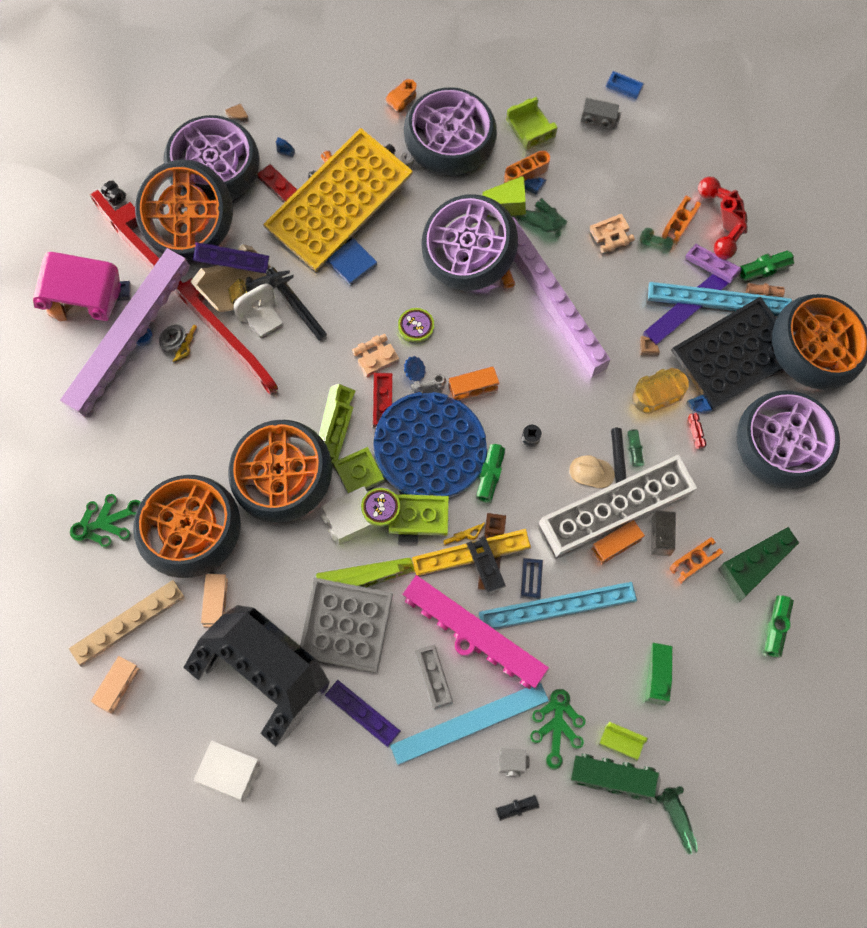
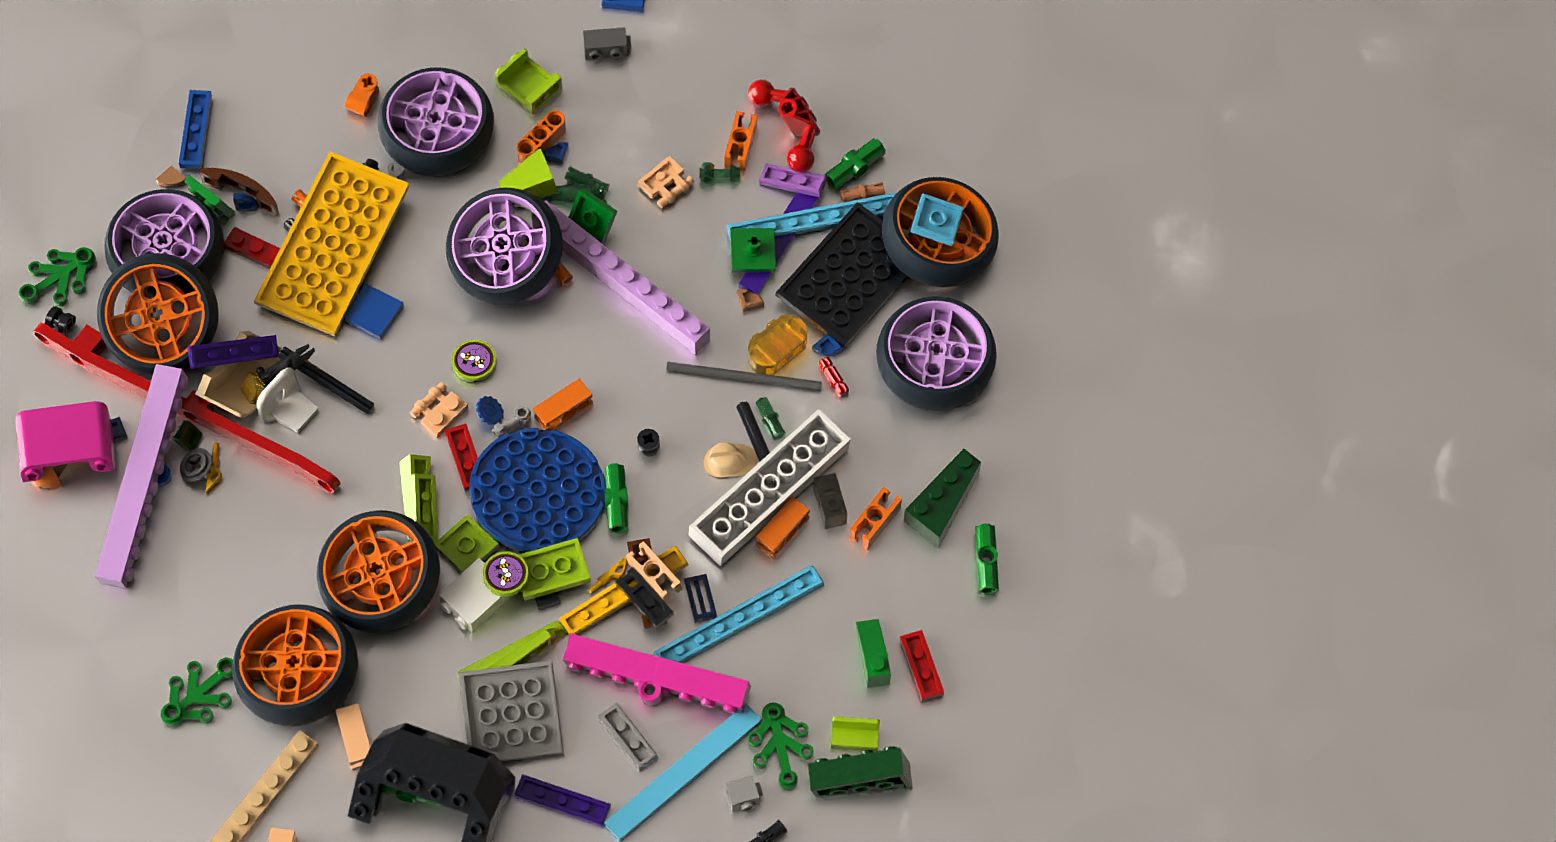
camera: 15 degrees left, 5 degrees down
(127, 158) = (59, 273): none -> green plant
(174, 312) = (187, 436): none -> dark green tile
(257, 134) = (208, 197): none -> green plate
(268, 82) = (195, 129): none -> blue plate
(273, 123) = (220, 177): none -> reddish brown slope
(500, 539) = (654, 563): none -> light nougat piece
(547, 240) = (593, 215): none -> green plate
(624, 406) = (746, 376): none -> dark grey piece
(664, 308) = (752, 250): none -> green tile
(678, 815) = (938, 789): clear green piece -> none
(697, 700) = (921, 665): none -> red plate
(824, 331) = (937, 219): none -> medium azure tile

